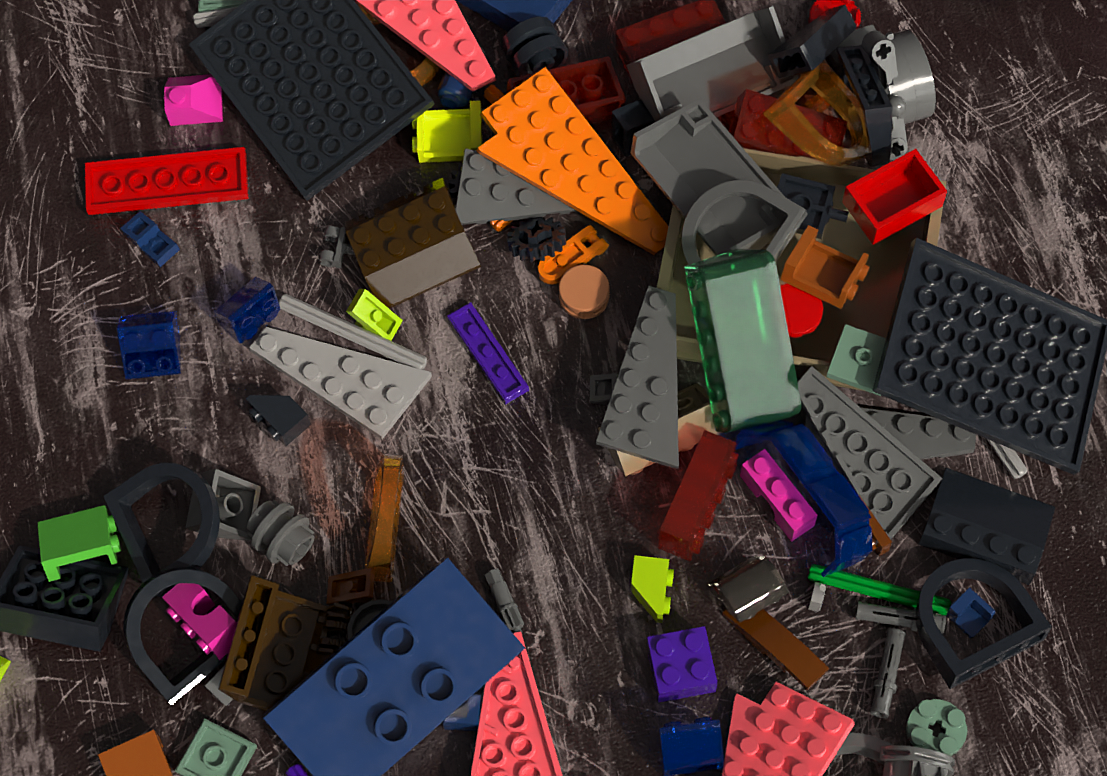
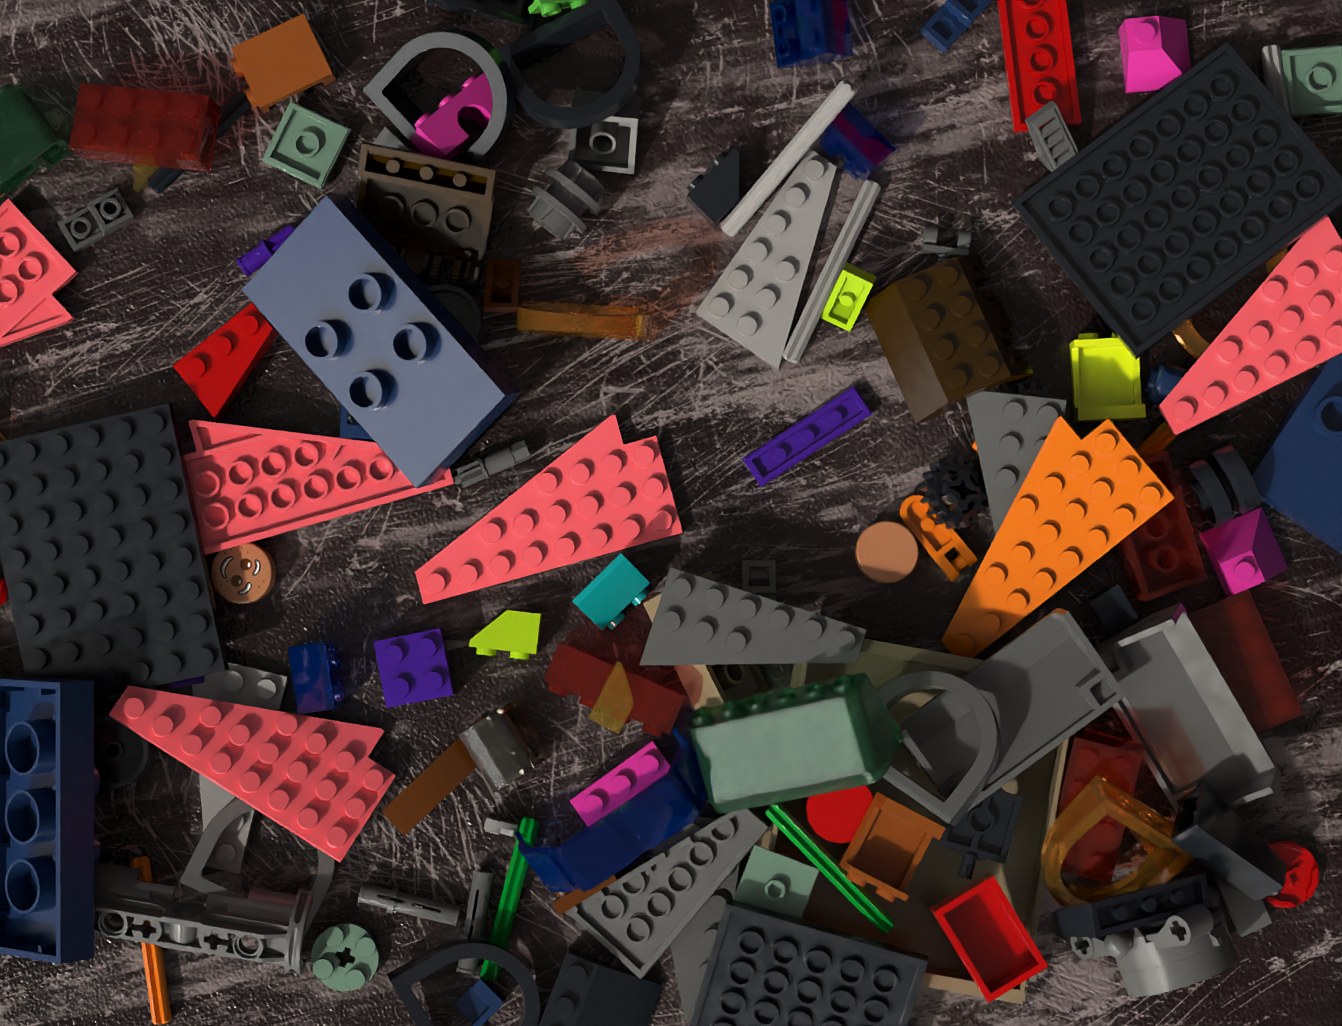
camera: 90 degrees right, 20 degrees up
(255, 165) = (1052, 141): none -> dark grey slope
(256, 350) = (789, 157): none -> light grey axle
(545, 535) = (577, 508): none -> coral wing
(590, 39) = (1244, 552): none -> dark pink slope
(615, 501) = (612, 593): none -> teal slope
(709, 483) = (614, 701): none -> clear yellow tile
(843, 316) = (830, 867): none -> green axle

